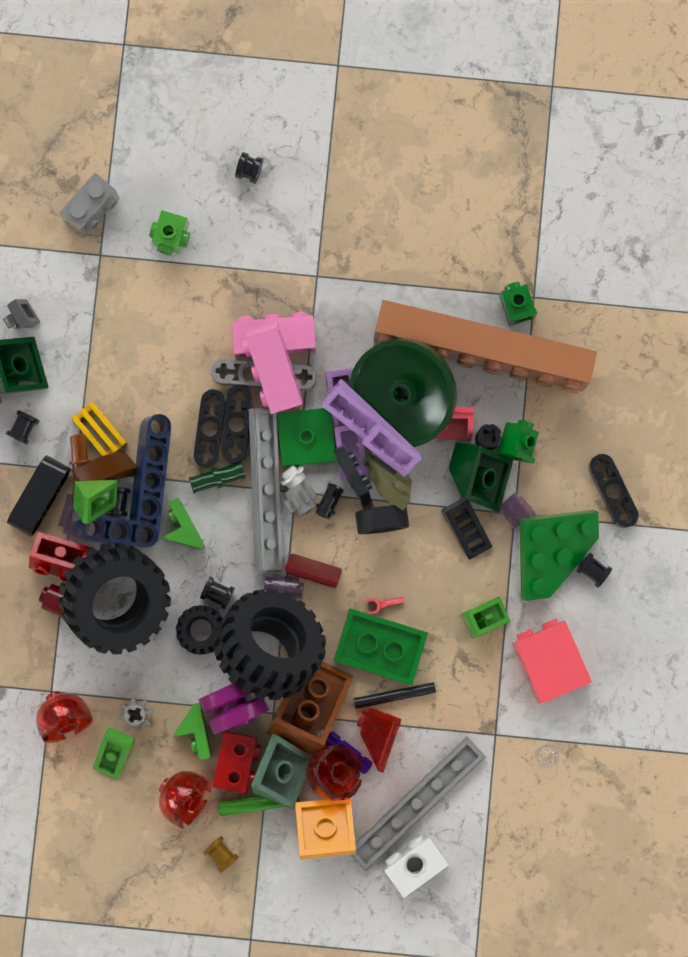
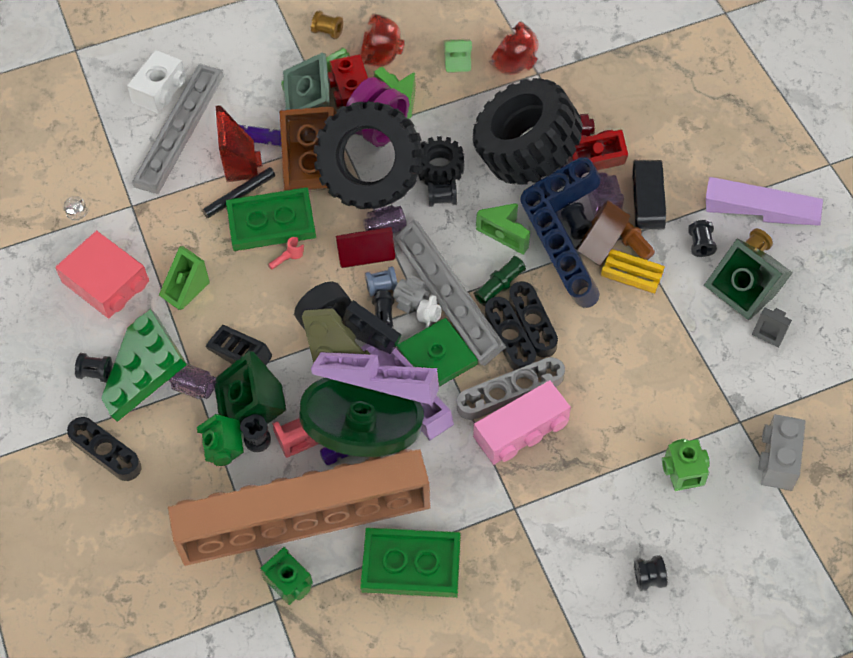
camera: 160 degrees right, 25 degrees down
(94, 498) = (596, 190): bright green slope -> none
(144, 713) = (456, 81): light grey gear -> none
(272, 368) = (503, 381): bright pink brick -> none
(310, 531) = (381, 281): none -> sand blue bush
(325, 828) = (246, 64): light orange bracket -> none
(334, 773) = (260, 103): clear red cylinder -> none
(419, 268) = (411, 562): none -> green plate

